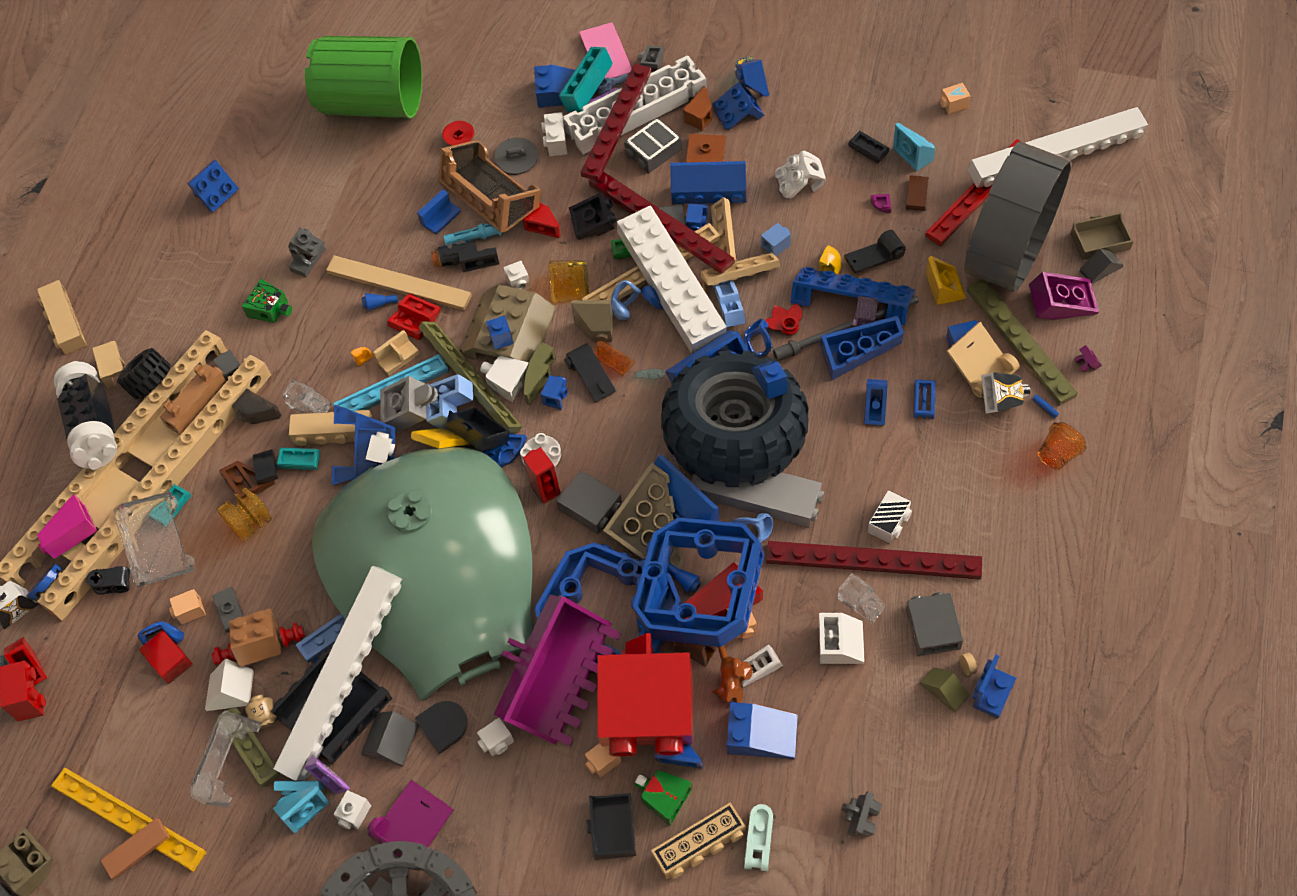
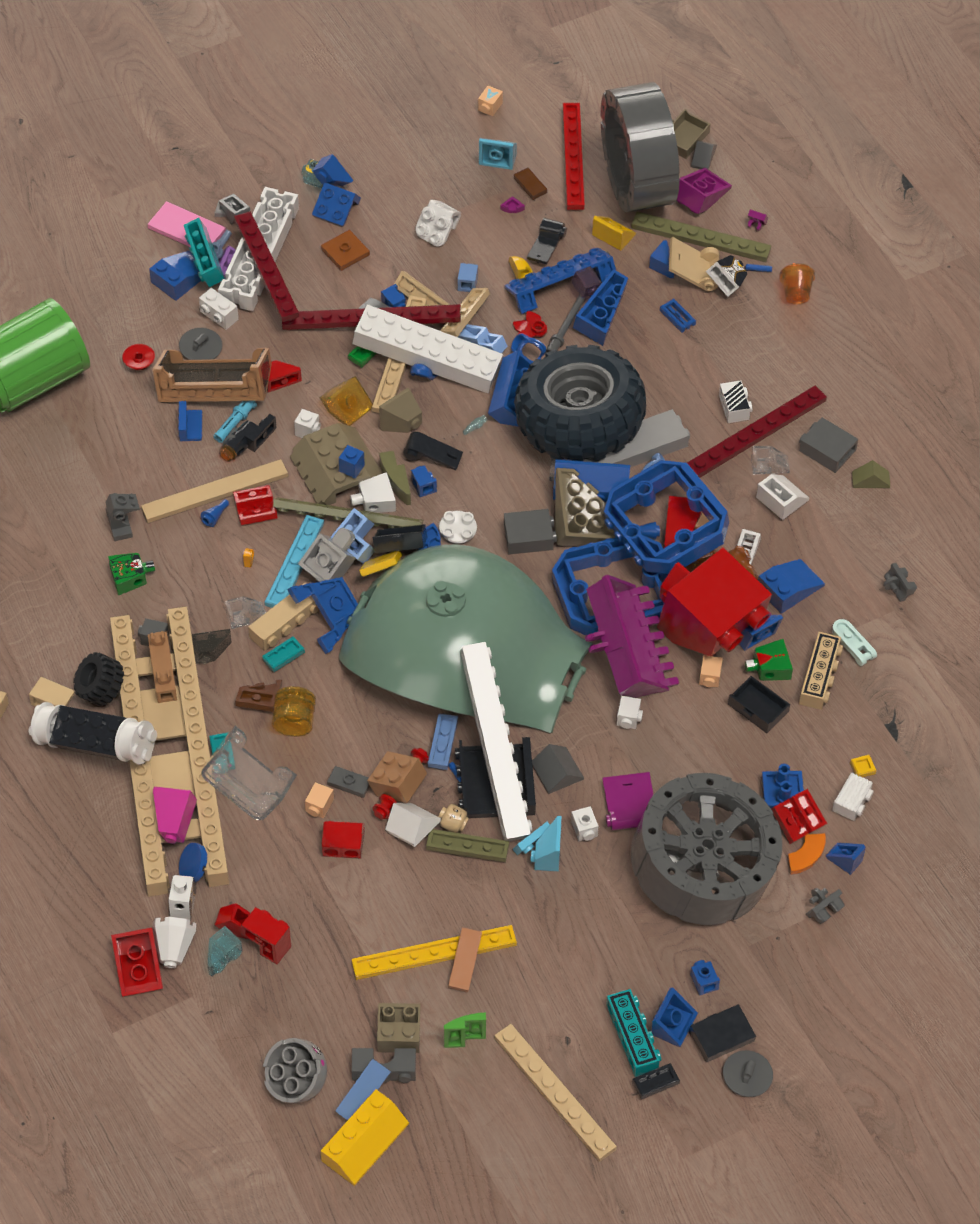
camera: 50 degrees left, 5 degrees down
(110, 580) = (239, 829): black piece -> none
(173, 632) = (318, 824): blue piece -> none
(204, 782) = (463, 877): clear windscreen -> none
(265, 466) = (265, 675): black slope -> none
(326, 775) = (548, 812): medium lavender slope -> none
(380, 448) = (346, 597): white brick -> none
(395, 353) = (274, 538): tan panel -> none
(443, 724) = (583, 733): black tile -> none
(541, 475) = (485, 529): red brick -> none
(592, 216) = (314, 347): black plate -> none
(613, 358) = (444, 431): clear orange hinge -> none
(619, 308) = (398, 378): medium blue piece -> none
(653, 145) = (303, 269): dark grey brick -> none
(699, 110) = (311, 223): dark orange slope -> none
(708, 182) = (378, 268): blue slope -> none
(771, 378) = (591, 352): blue slope -> none
(869, 147) = (463, 172): black plate -> none
(875, 401) = (650, 336): blue slope -> none
(968, 664) = (871, 452): tan tile -> none
(992, 689) = (900, 455): blue bracket -> none
(1068, 143) = (589, 105): white brick -> none

